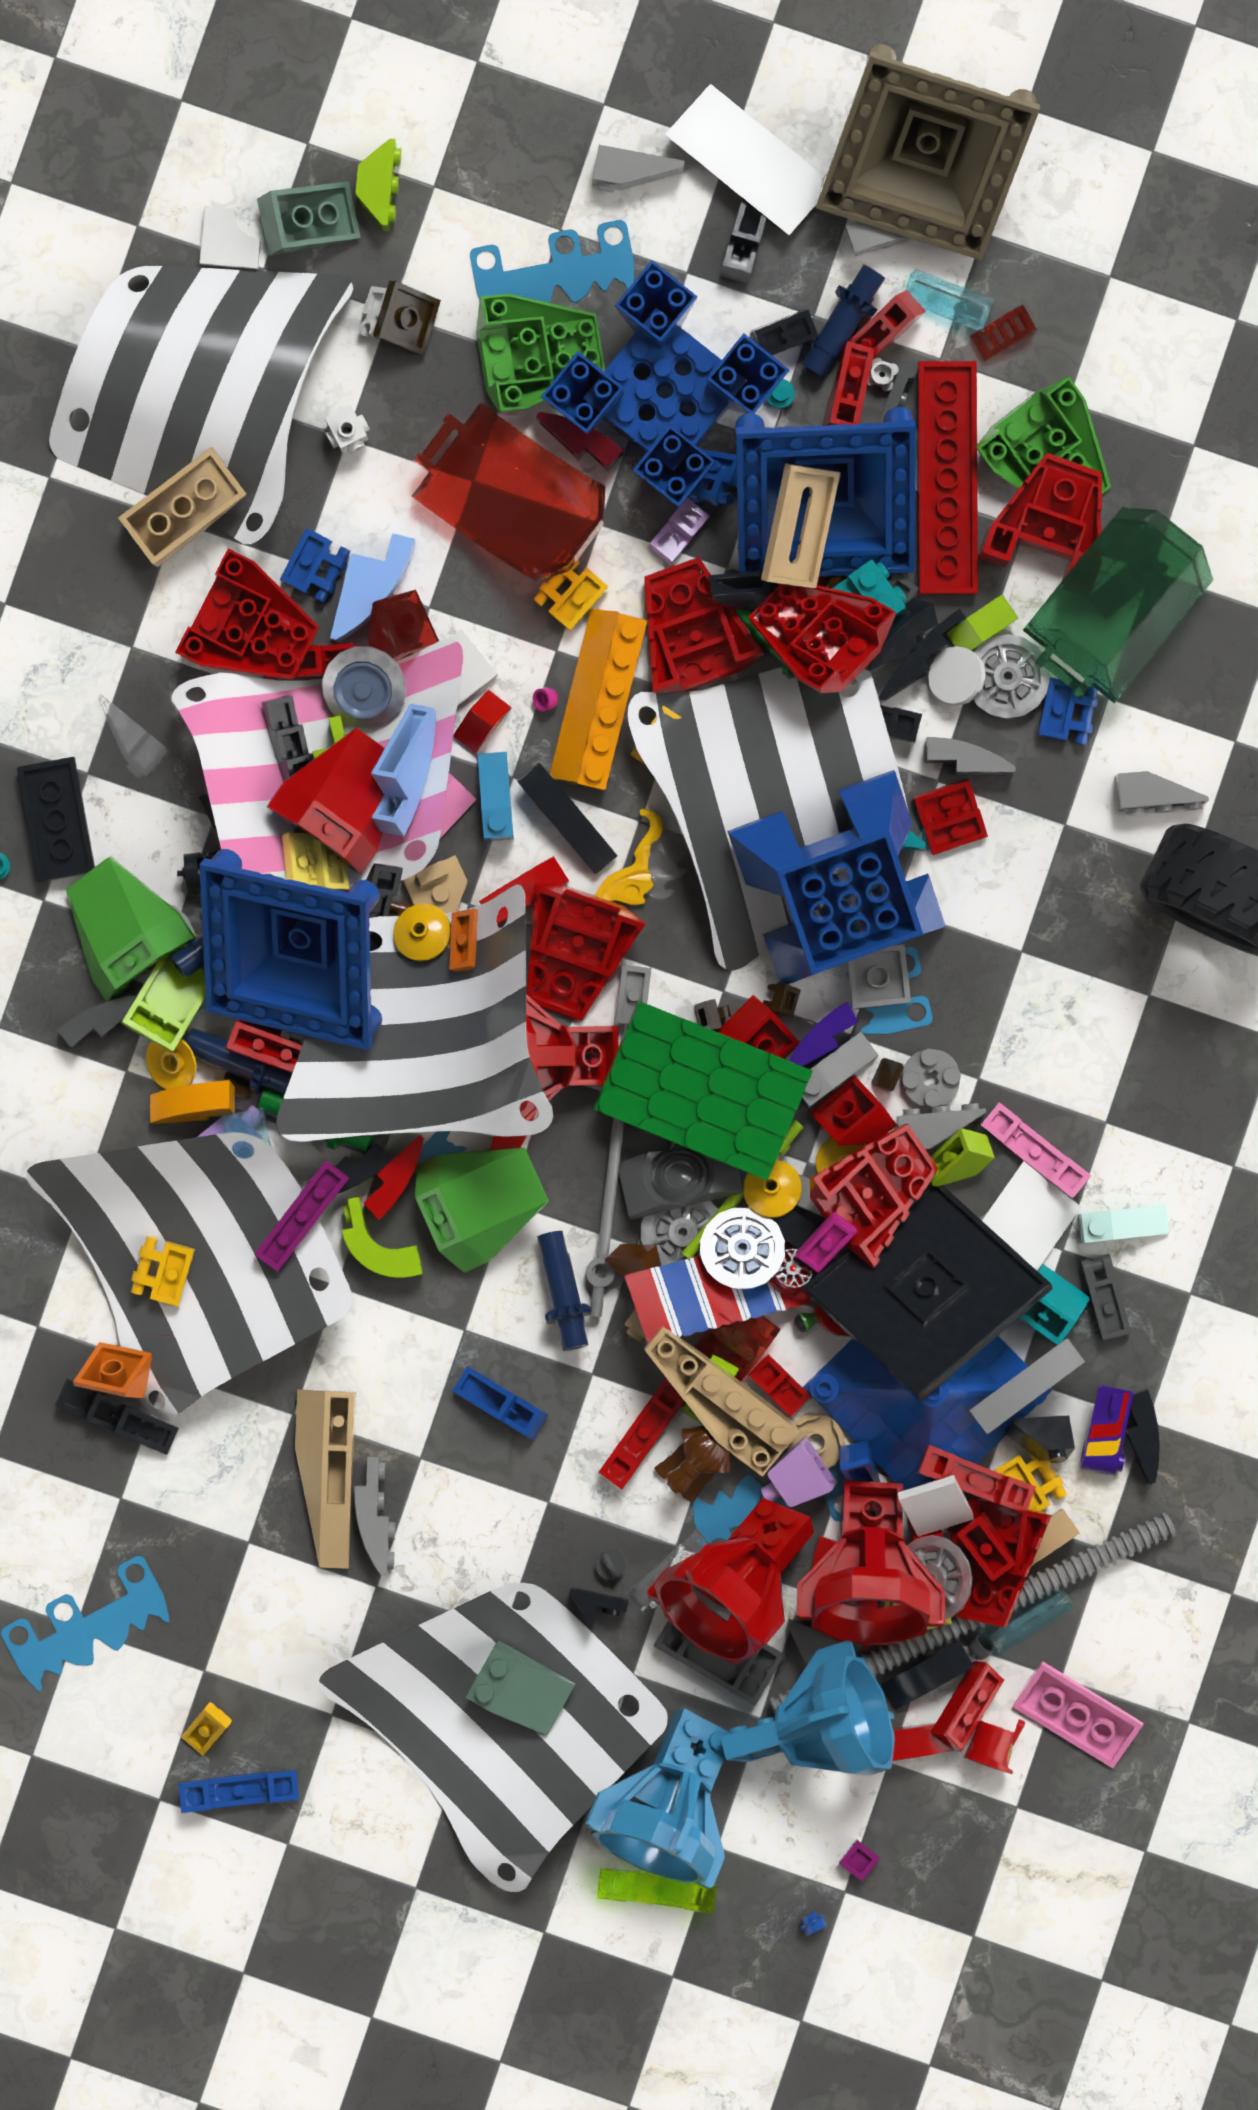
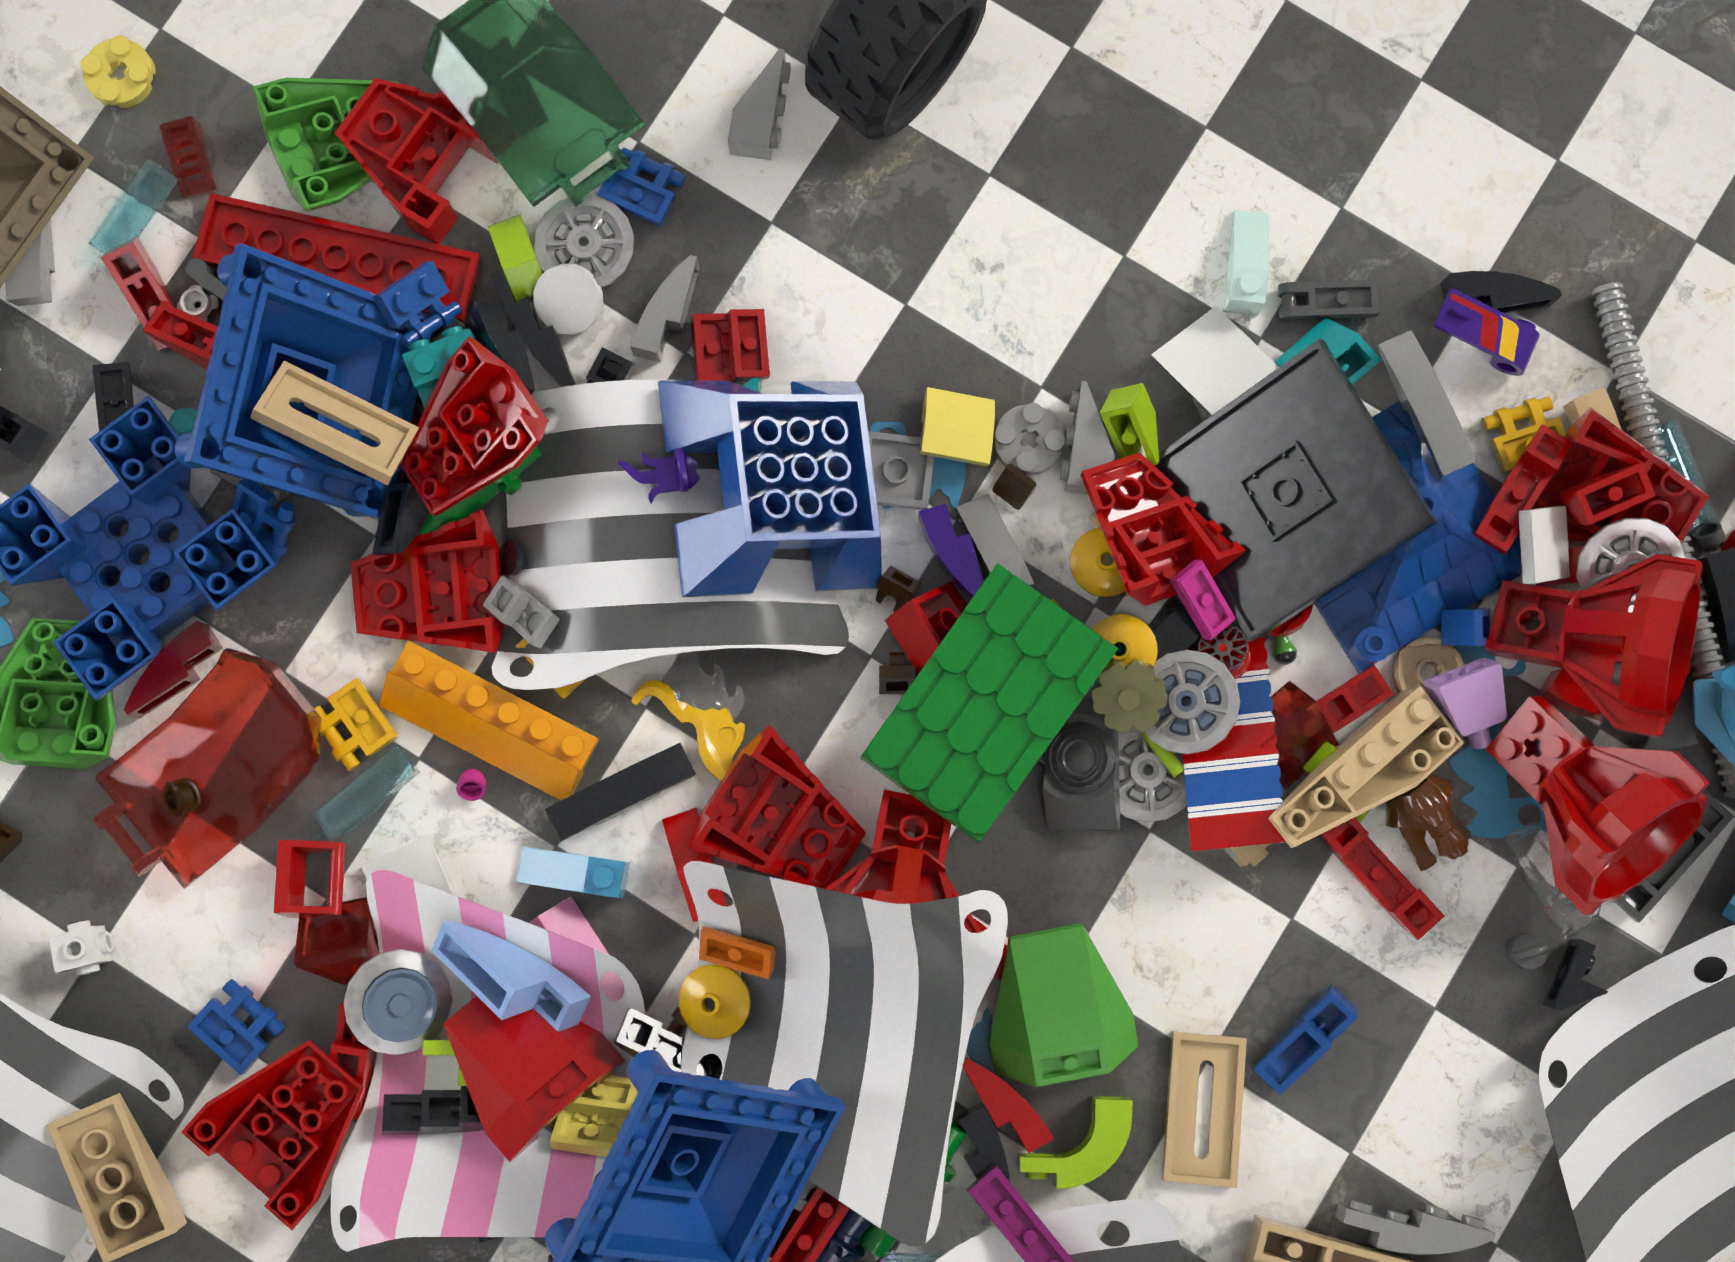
camera: 75 degrees left, 5 degrees down
(368, 582) = (270, 965): light blue slope -> none
(438, 578) = (292, 874): none -> red tile
(438, 885) = (662, 966): tan plate -> none
(469, 1346) = (1222, 1157): none -> tan piece
(481, 721) = (478, 868): red slope -> none
(482, 474) = (182, 796): none -> dark brown tile
(519, 617) = (366, 794): none -> clear light blue slope
(520, 1689) = (1663, 1100): sand green slope -> none
(563, 1293) = (1190, 931): dark blue gear -> none
(633, 988) = (844, 761): light grey bar -> none
(633, 1258) = (1169, 835): reddish brown slope -> none
(679, 531) = (315, 580): lavender slope -> none
(691, 704) = (521, 612): none -> light grey slope
(734, 684) = (511, 557): none -> black piece
(734, 1199) = (1129, 696): none -> olive plant
(823, 797) = (670, 473): none -> dark purple piece
(844, 319) = (104, 313): dark blue gear -> none
(853, 1115) = (1054, 536): red slope -> none
(923, 552) = (411, 295): none -> blue plate
(926, 1017) = (957, 427): none -> light yellow slope
(1035, 1150) = (1143, 338): bright pink slope -> none
(1043, 1437) = (1483, 401): black slope -> none
(1061, 238) = (115, 53): none -> light yellow plate

